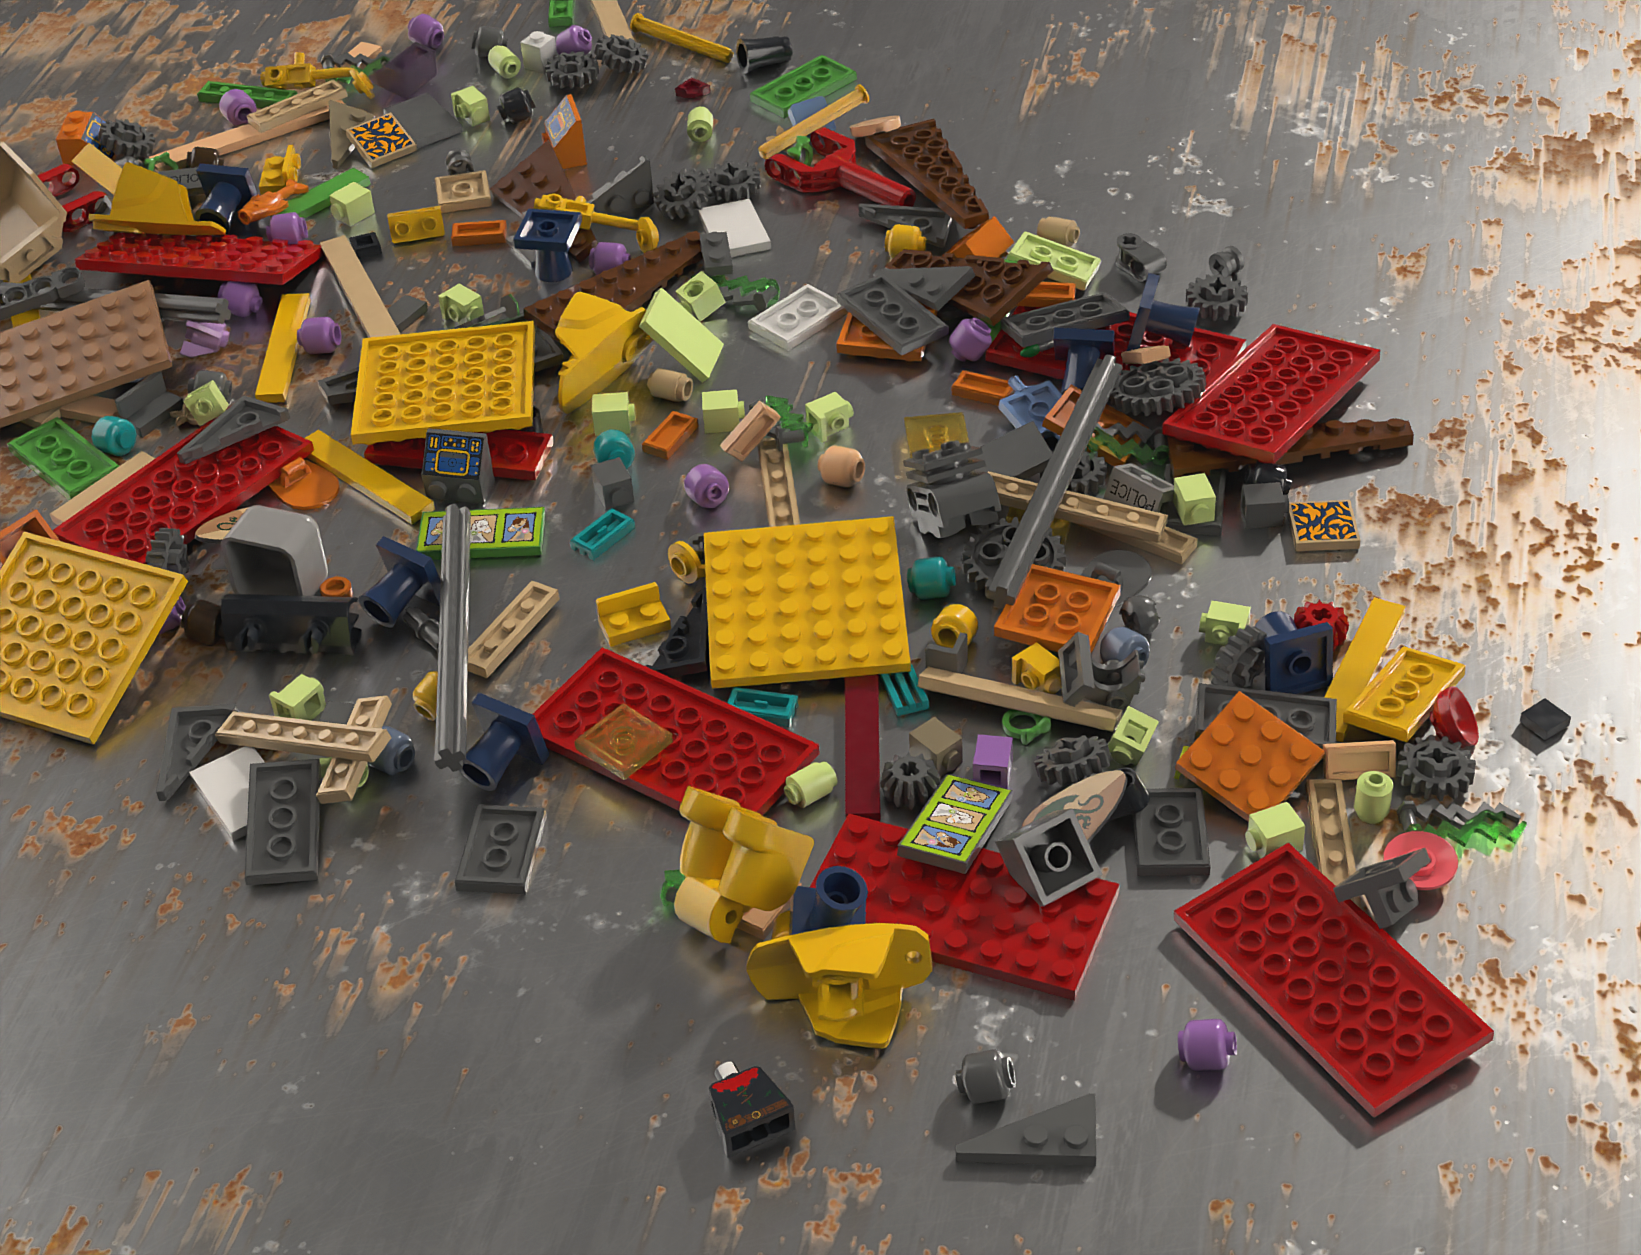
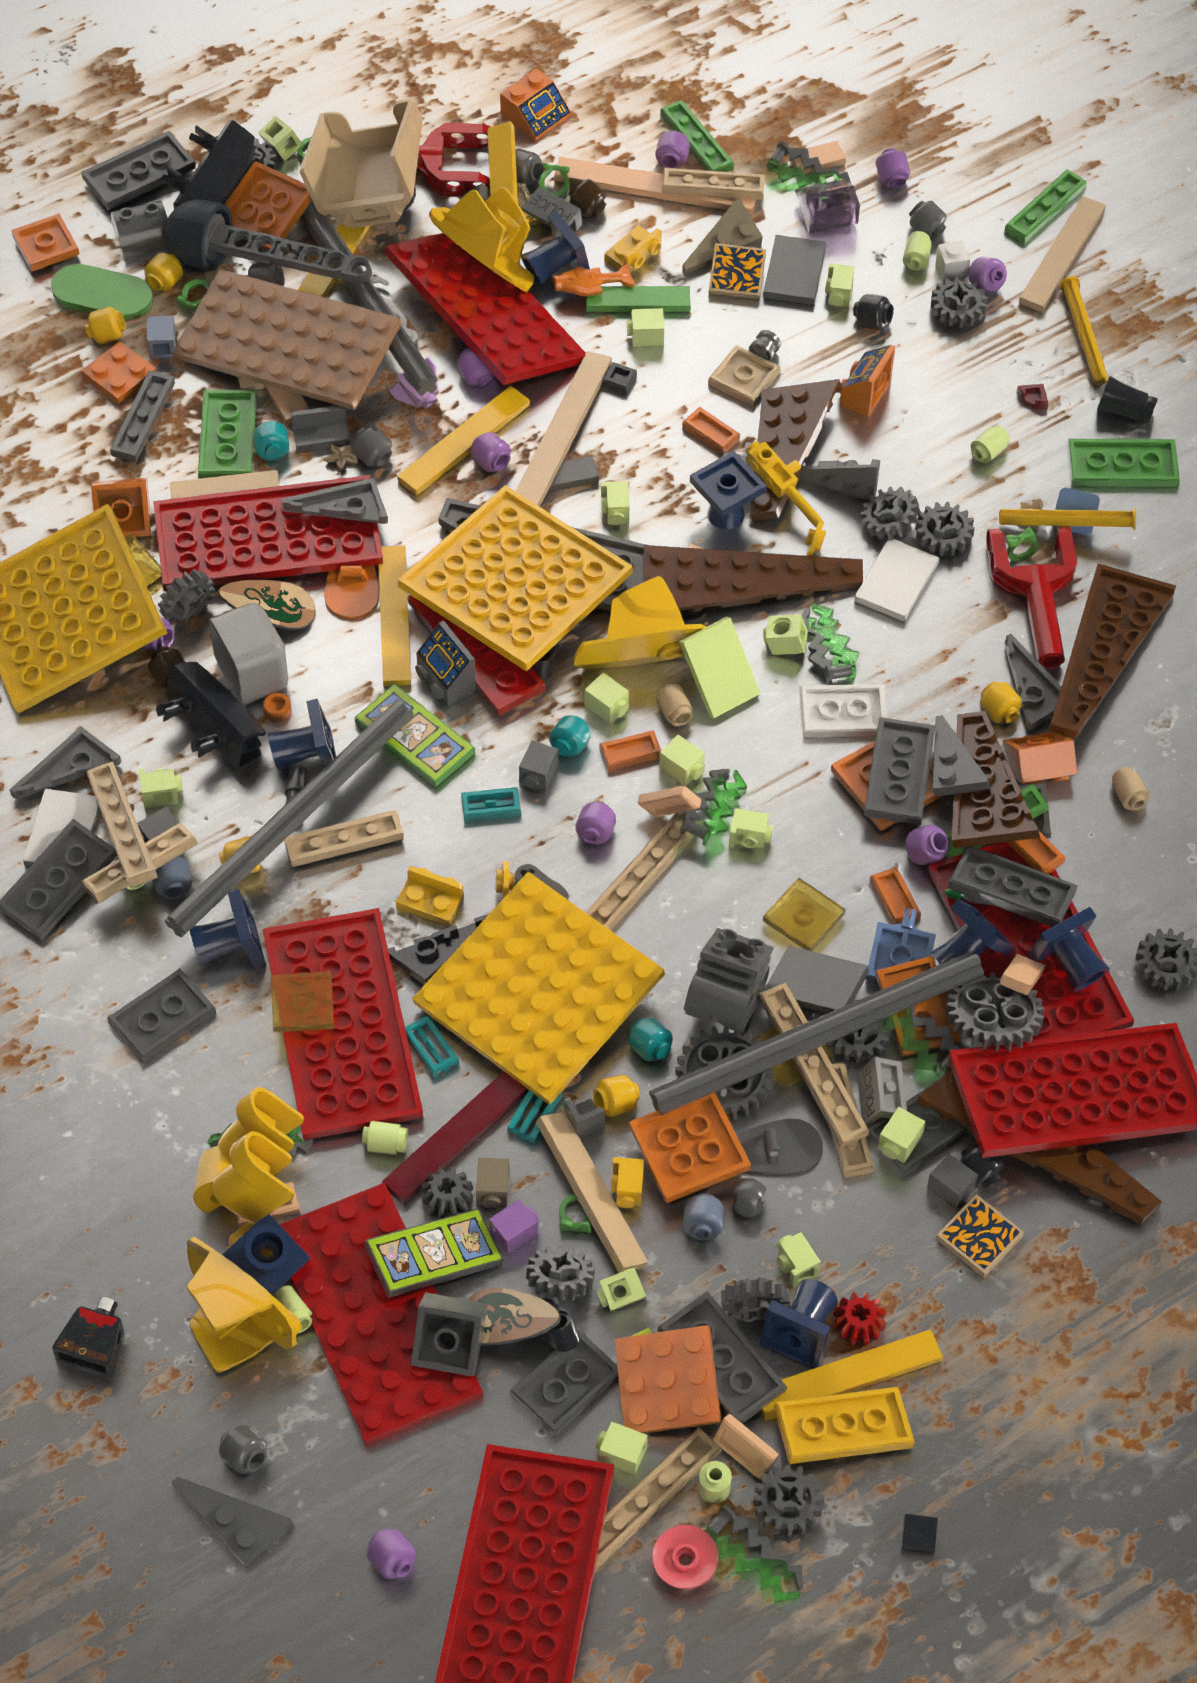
camera: 40 degrees right, 15 degrees up
(126, 138) = (558, 125): dark grey gear -> none
(206, 403) = (351, 461): yellowish green brick -> none
(288, 227) = (574, 320): medium lavender head -> none
(304, 75) = (751, 153): yellow piece -> none
(416, 224) = (673, 384): yellow bracket -> none
(508, 306) = (625, 535): dark grey piece -> none
(607, 256) = (767, 537): medium lavender head -> none
(621, 53) = (1012, 314): dark grey gear -> none
(716, 253) = (846, 598): dark grey plate -> none
(841, 466) = (704, 885): light nougat head -> none
(876, 125) = (1118, 556): light nougat tile -> none
(1067, 263) = (1085, 818): yellowish green tile -> none
(1106, 684) = (666, 1240): dark grey tile -> none
(1139, 257) = (1157, 868): dark grey piece -> none
(1386, 886) = (623, 1555): dark grey bracket -> none
(1454, 718) = (855, 1481): red piece -> none

